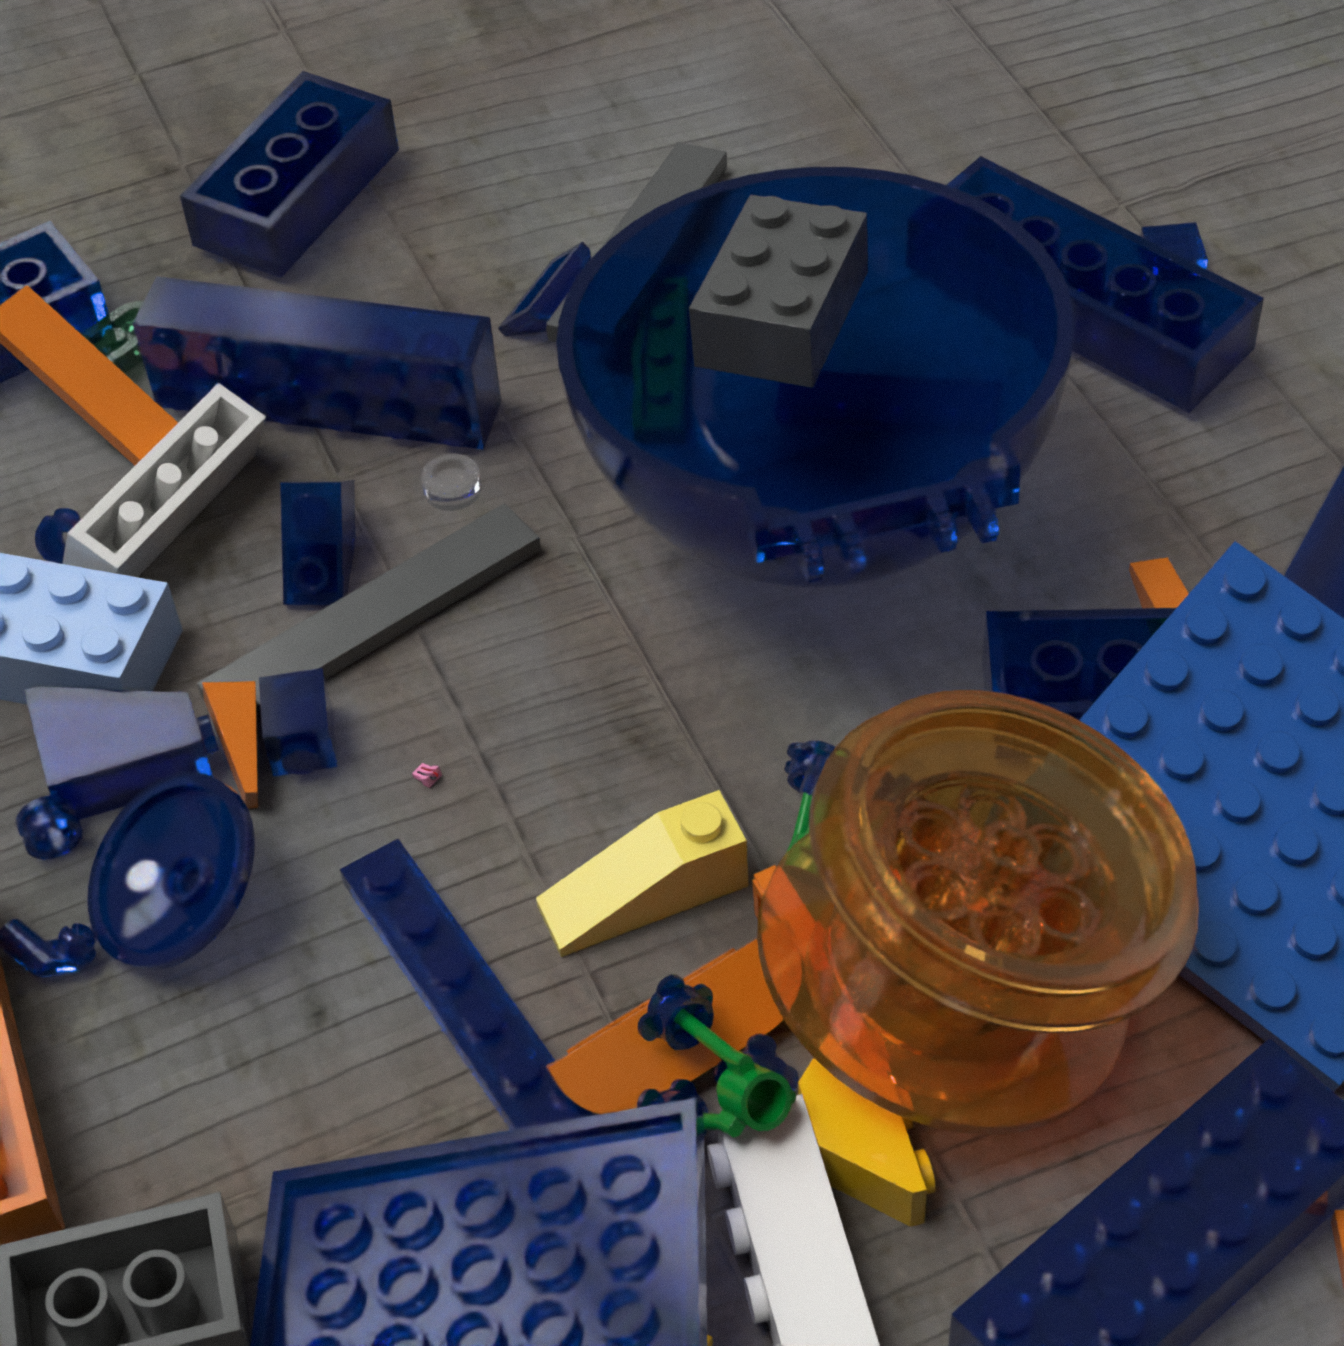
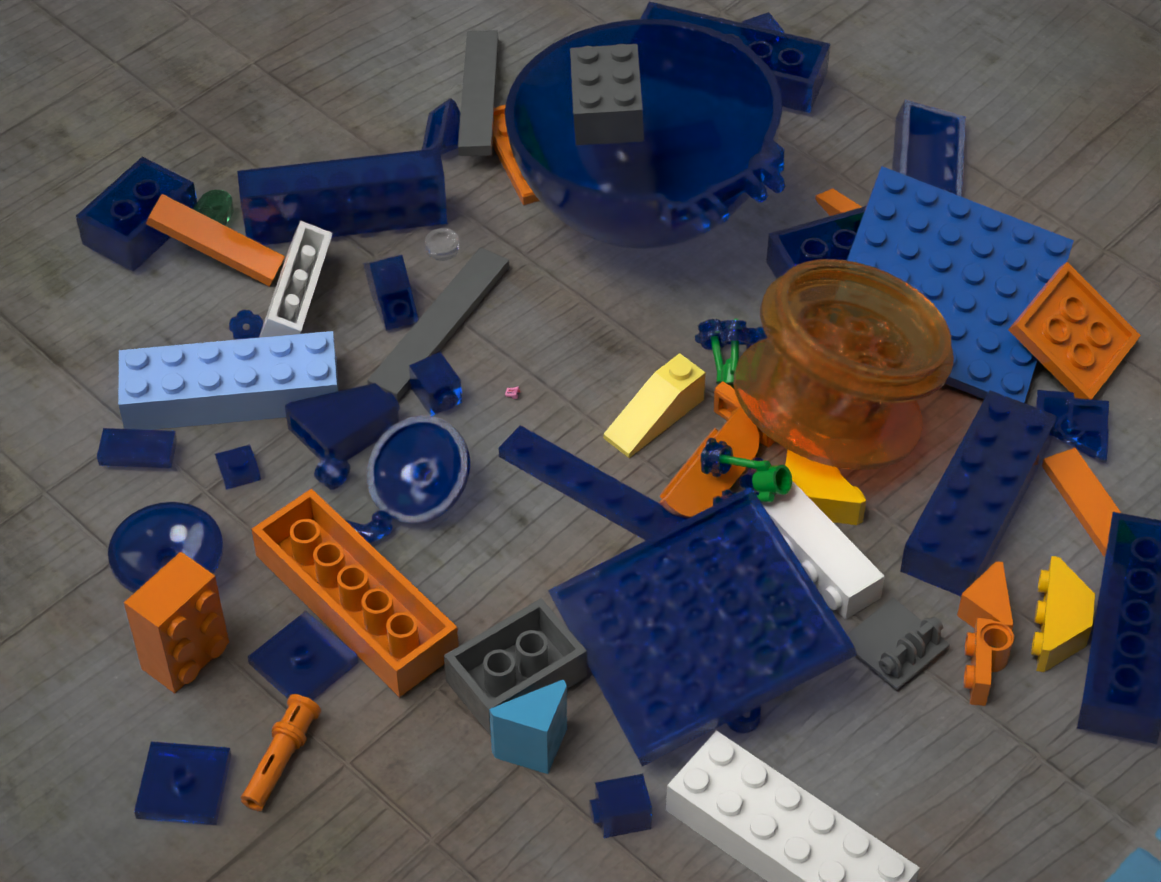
camera: 25 degrees left, 0 degrees up
(235, 721) = (406, 391): orange piece -> none
(290, 173) = (259, 98): clear blue brick -> none

